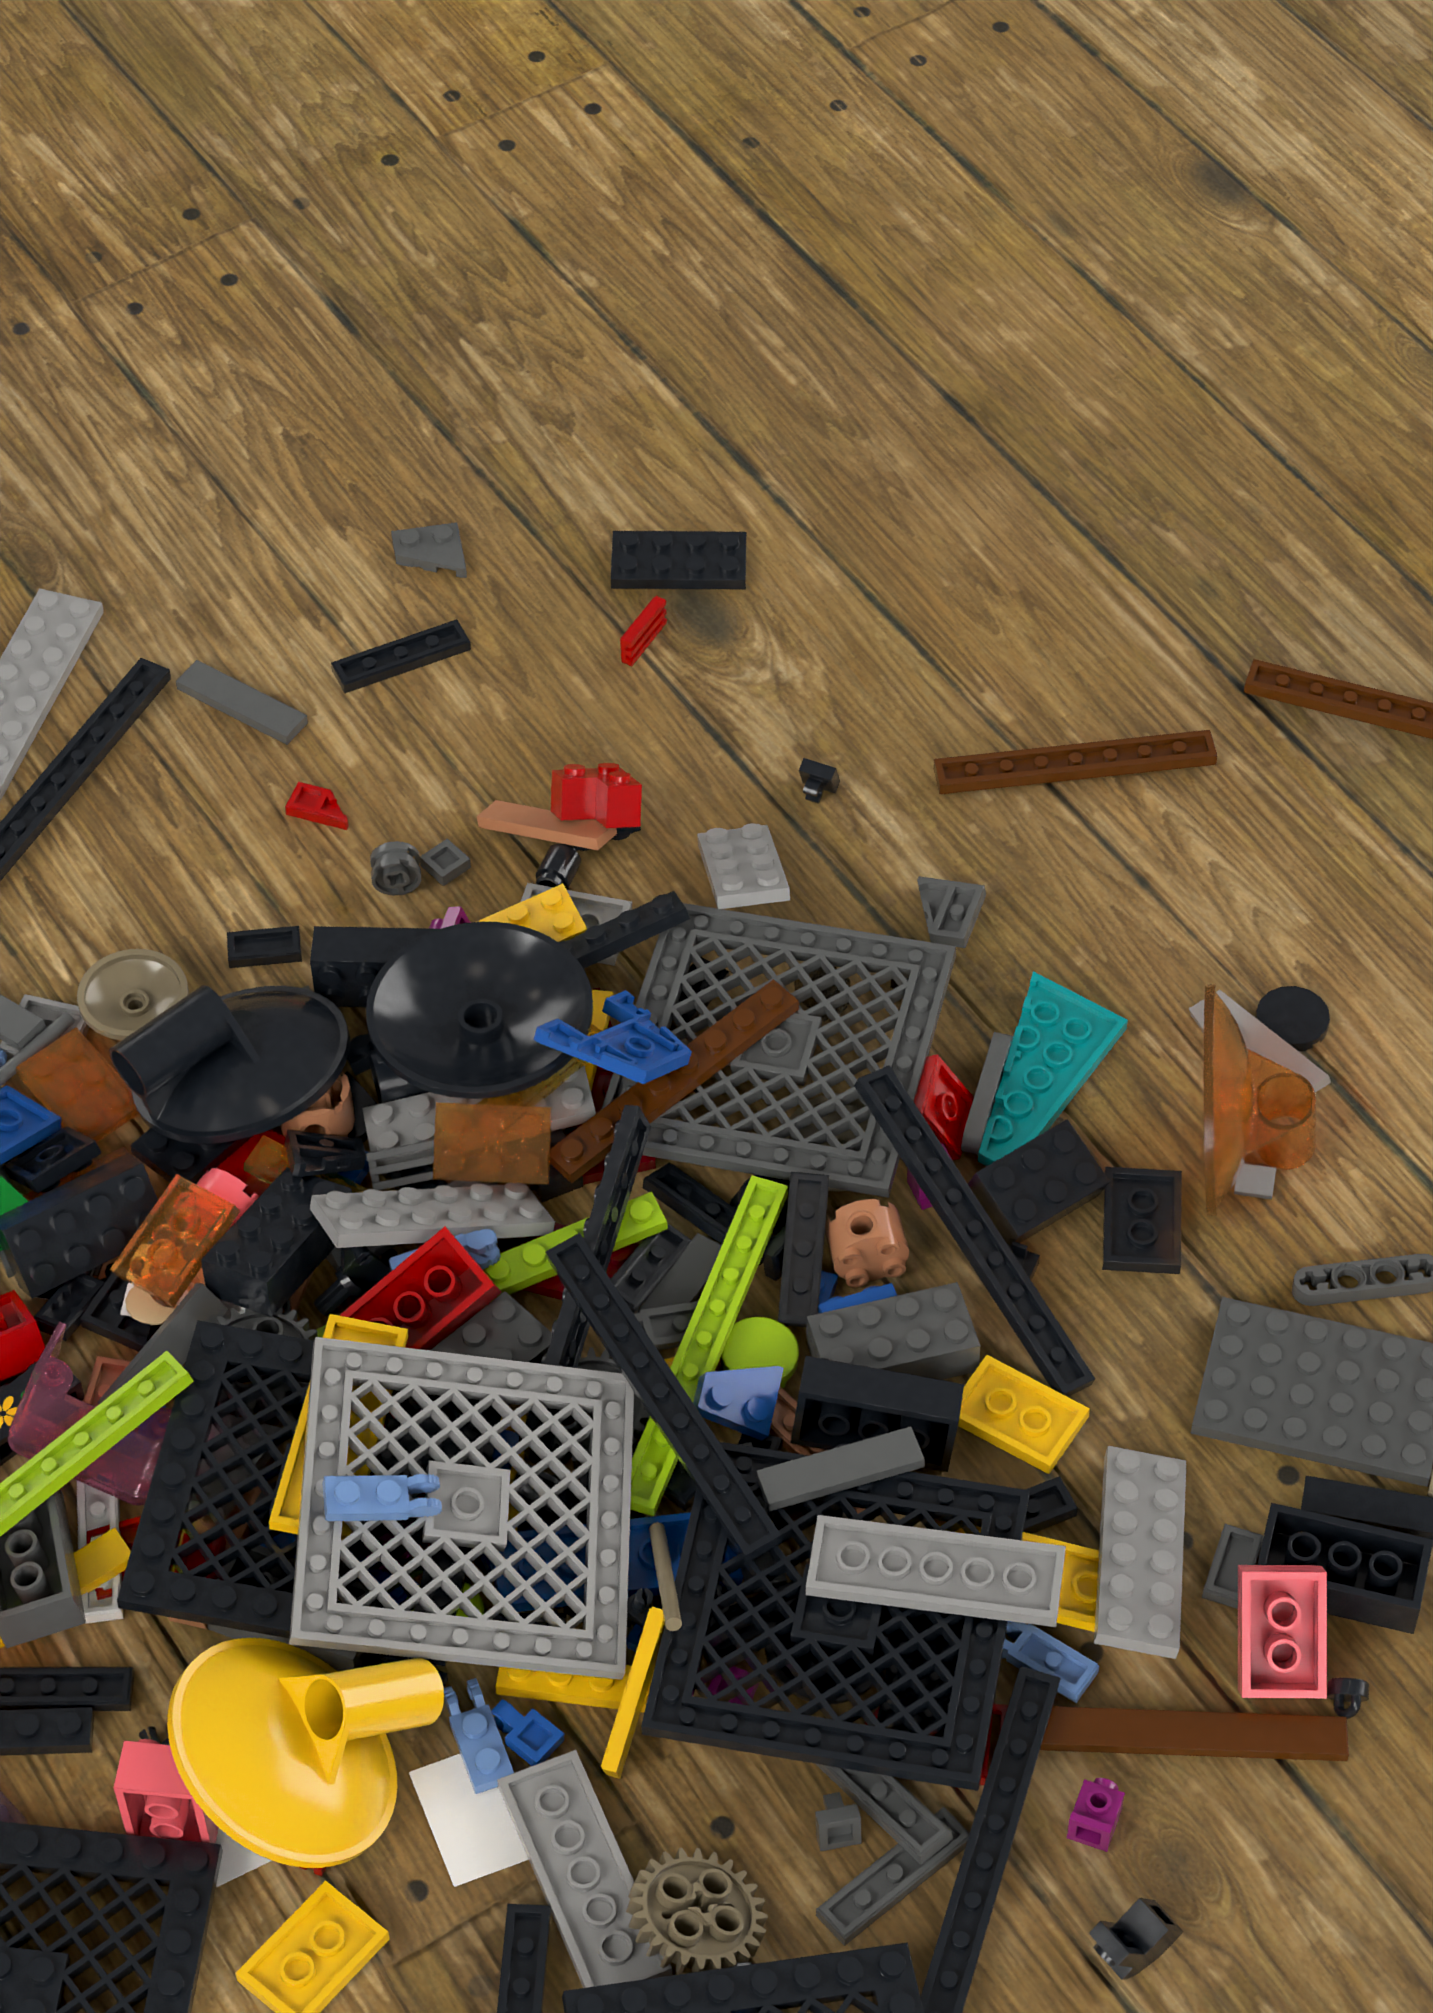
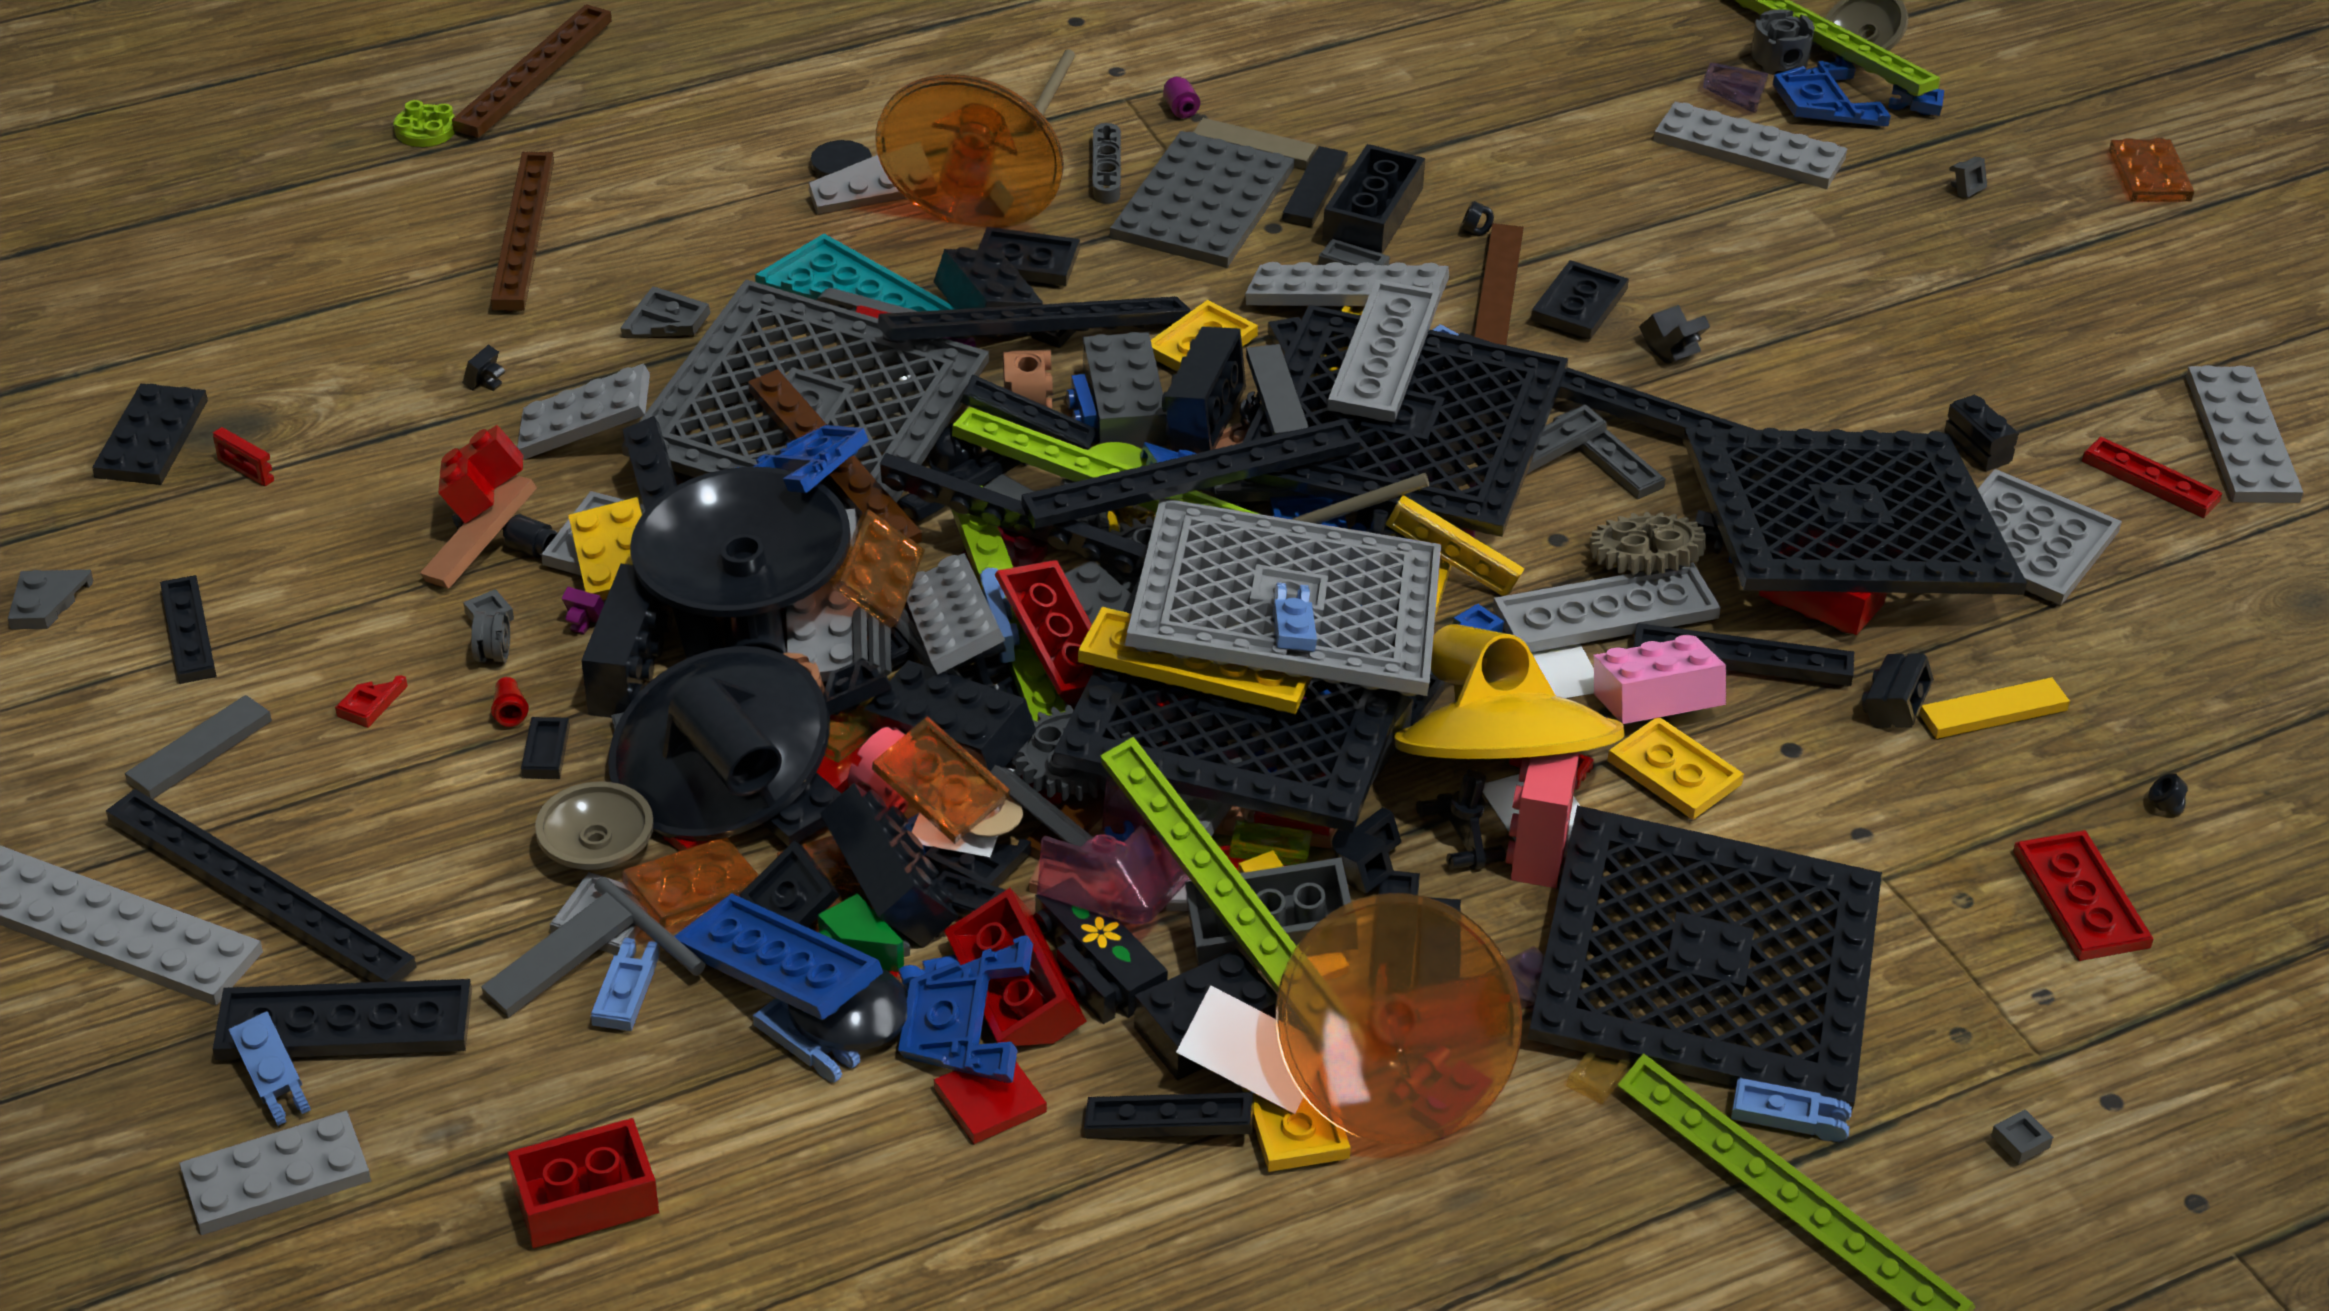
camera: 85 degrees left, 10 degrees down
(136, 1637) = (1367, 849): none -> black brick
(316, 903) = (508, 704): none -> red cone
(437, 1926) = (1659, 679): none -> bright pink brick
(838, 1824) = (1568, 468): dark grey tile -> none
(1096, 1813) = (1567, 342): magenta brick -> none
(1201, 1828) = (1579, 299): none -> black plate
(1253, 638) = (424, 124): none -> lime tile
(1282, 1631) = (1436, 219): coral brick -> none

